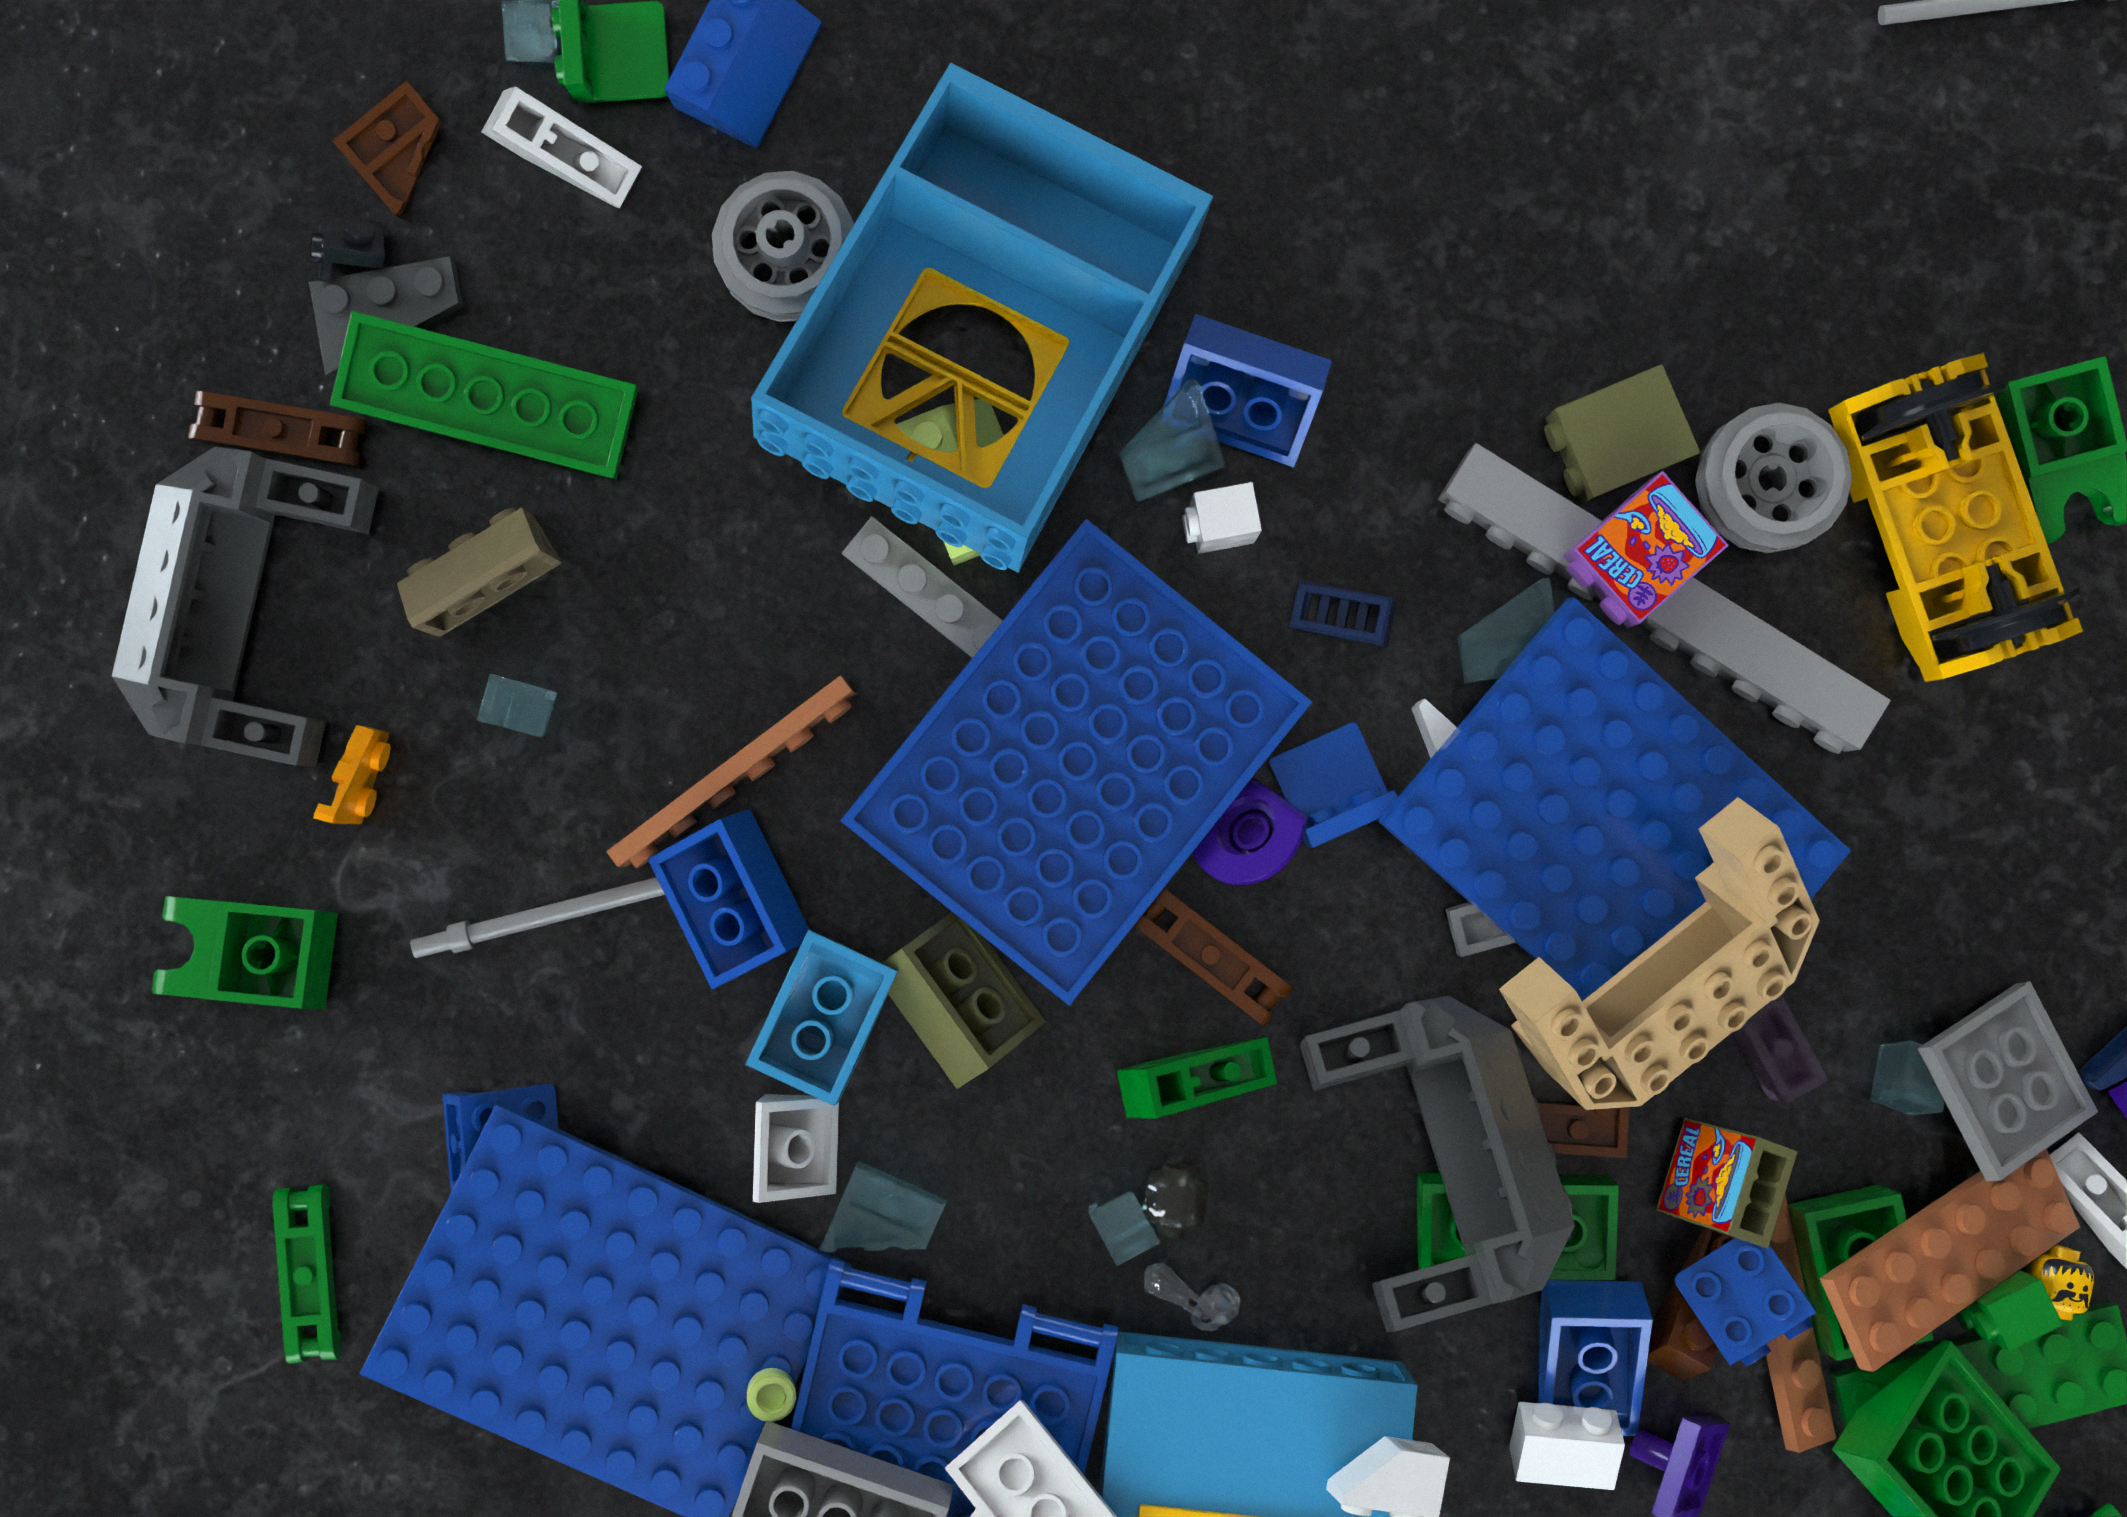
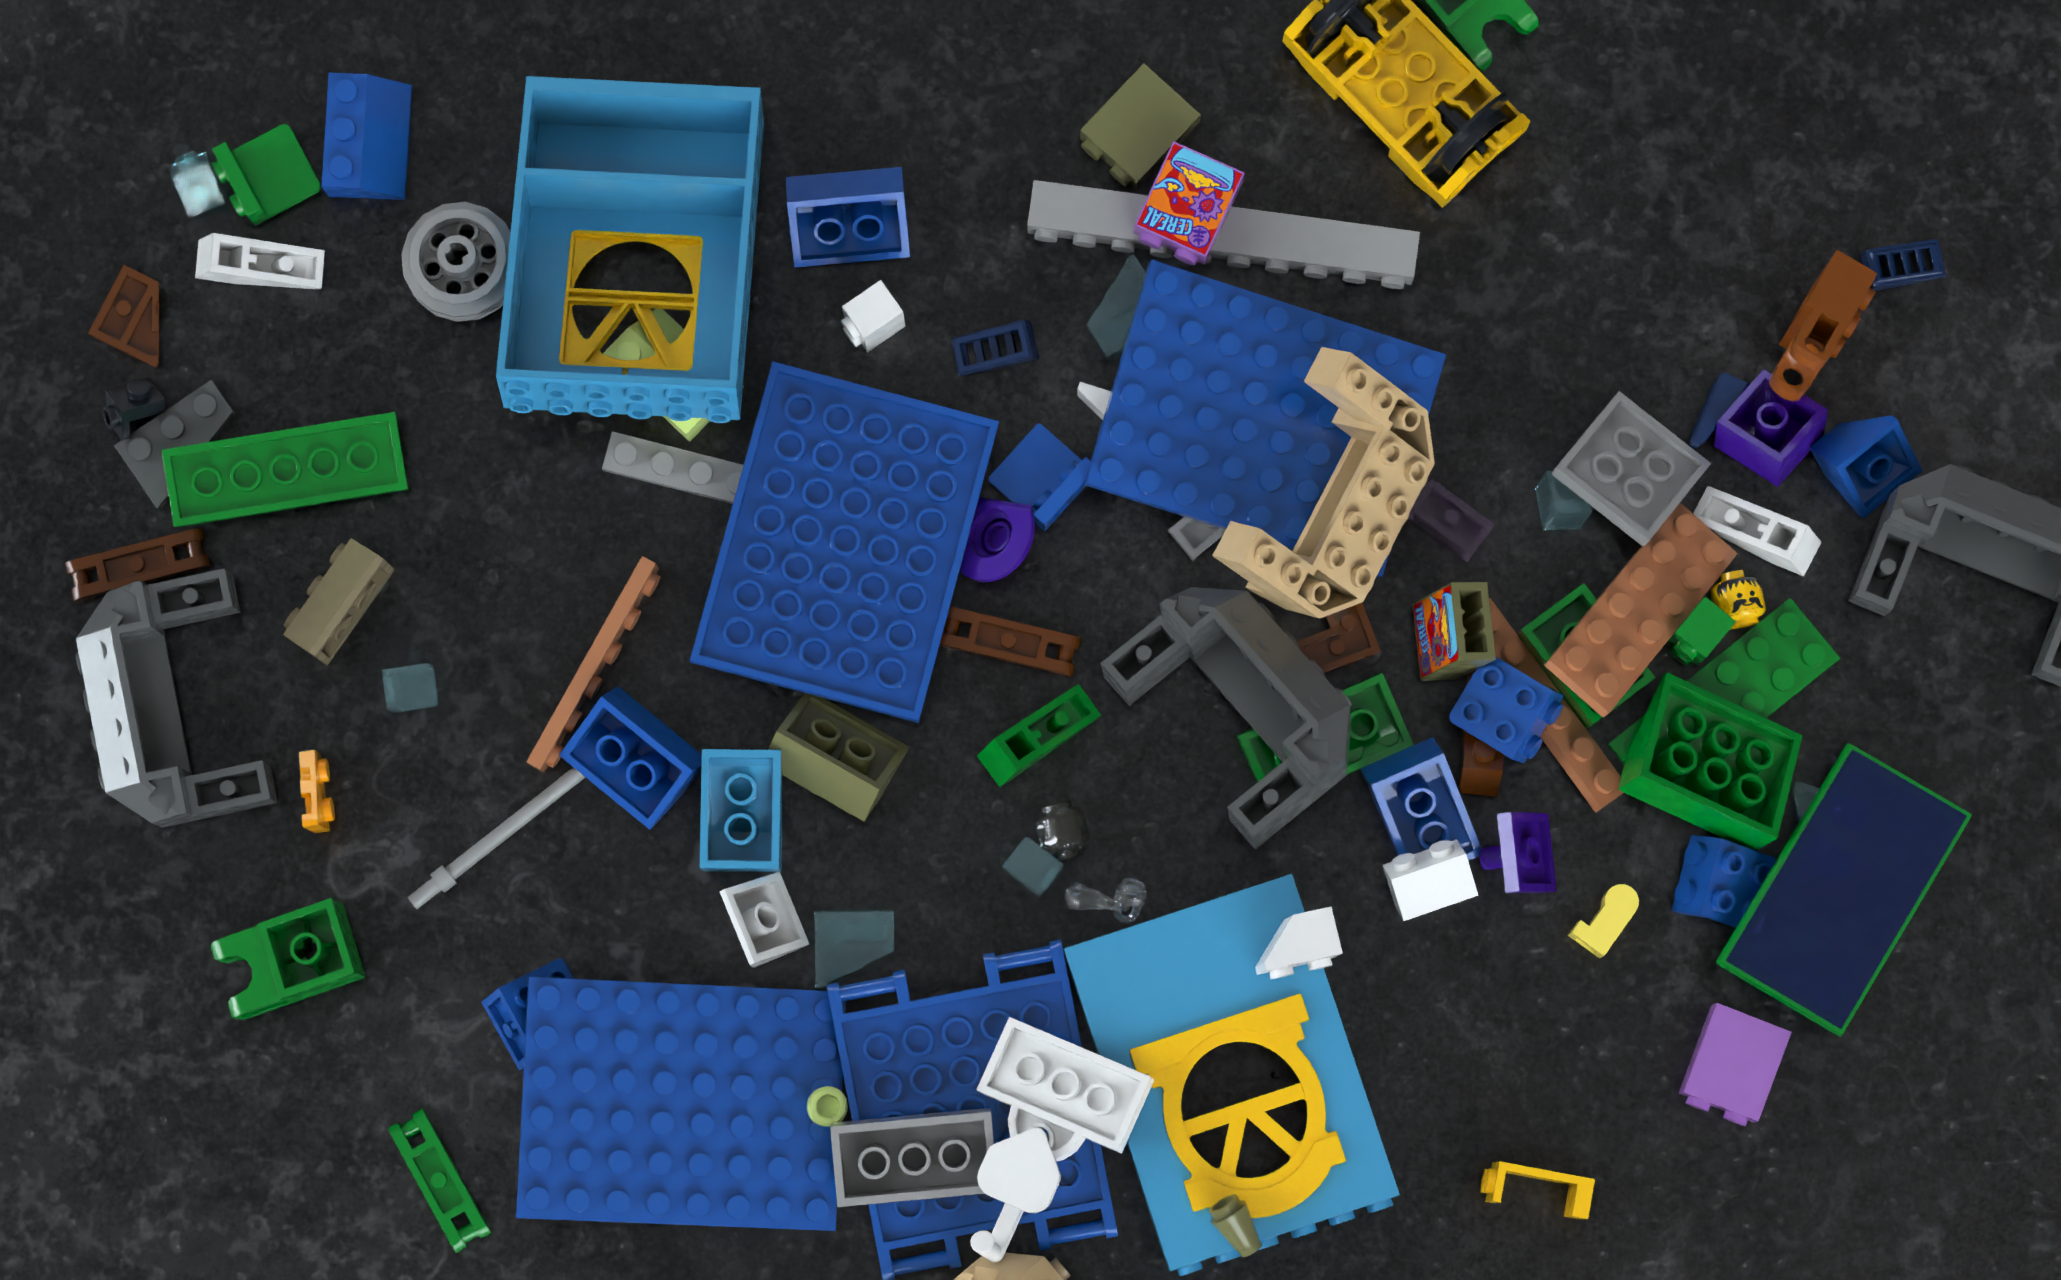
camera: 25 degrees left, 5 degrees down
(1173, 445) = (812, 280): clear light blue wing -> none
(1739, 504) = (1295, 86): light grey wheel -> none

